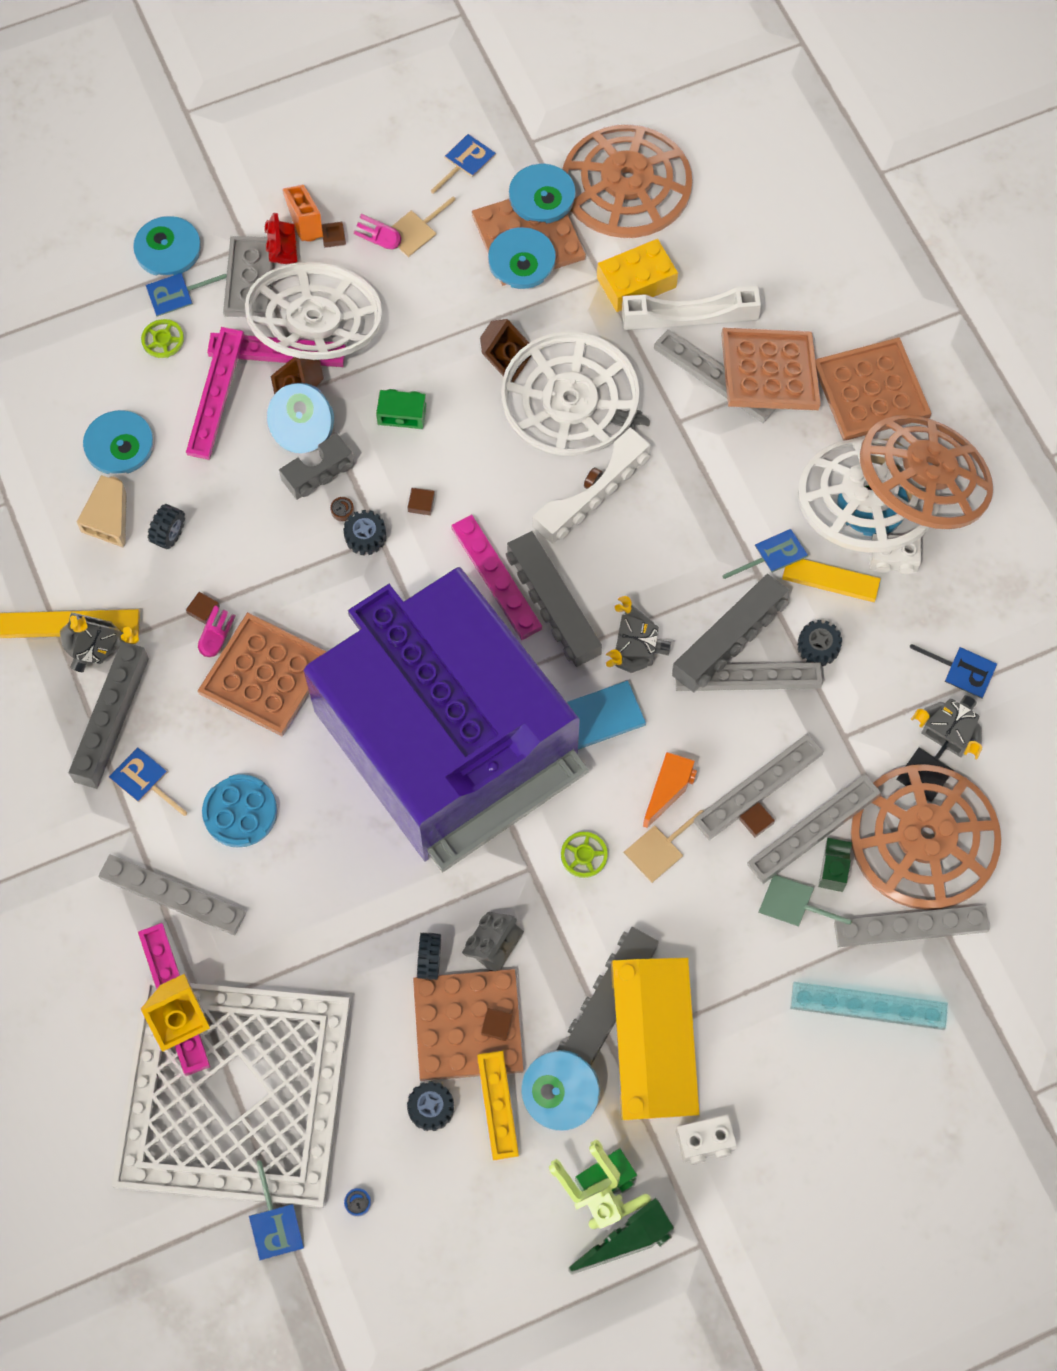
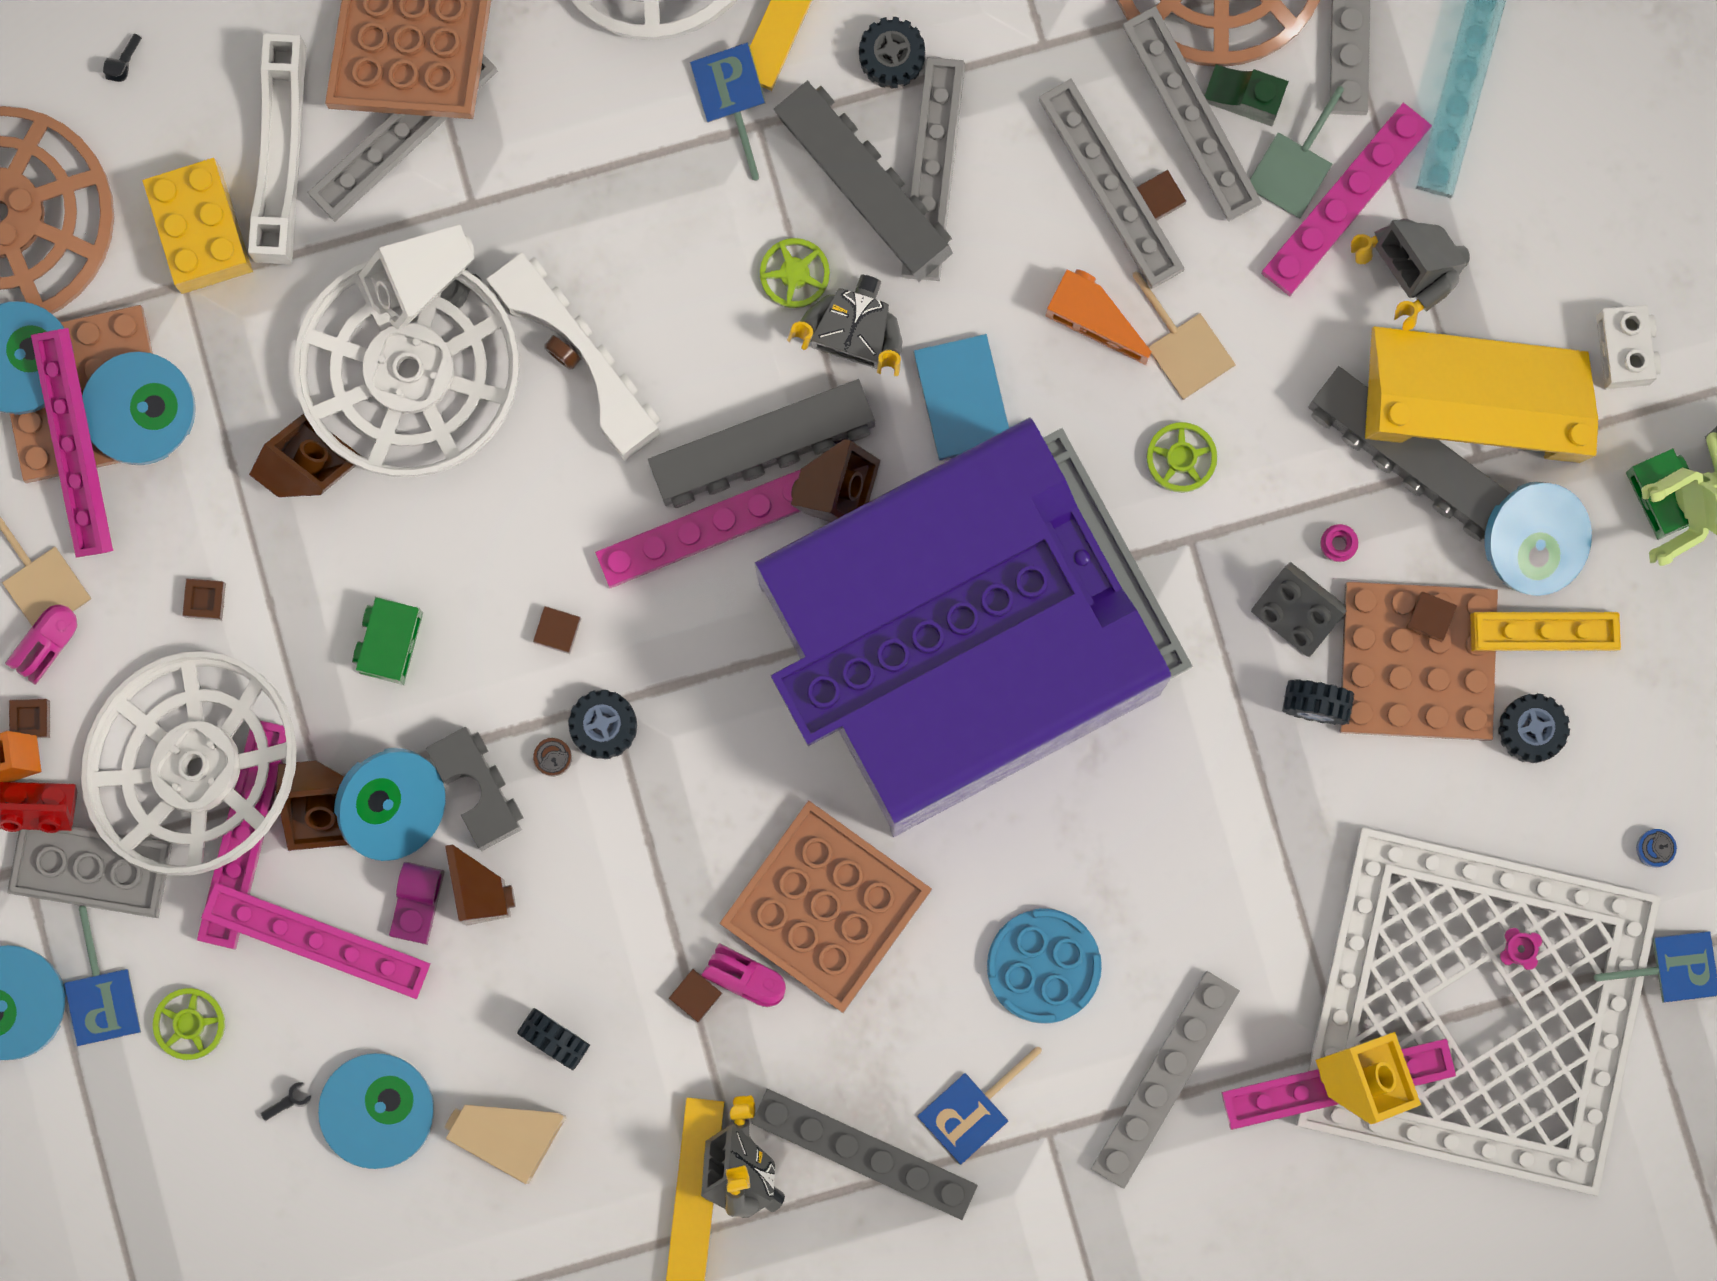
camera: 80 degrees left, 15 degrees up
(121, 395) = (285, 1103): none -> black hand
(251, 447) = (416, 903): none -> magenta plate
(255, 470) = (477, 890): none -> reddish brown slope
(272, 1104) = (1531, 944): none -> dark pink plate
(414, 312) = (204, 599): none -> reddish brown tile
(501, 222) = (72, 442): none -> dark pink plate
(537, 639) = (835, 482): none -> reddish brown slope
(541, 954) = (1347, 535): none -> dark pink plate
(625, 383) = (413, 272): none -> white slope
(667, 606) = (794, 272): none -> lime wheel
(725, 226) = (117, 69): none -> black hand
(738, 987) = (1419, 258): none -> dark grey torso
(776, 939) = (1346, 199): none -> dark pink plate

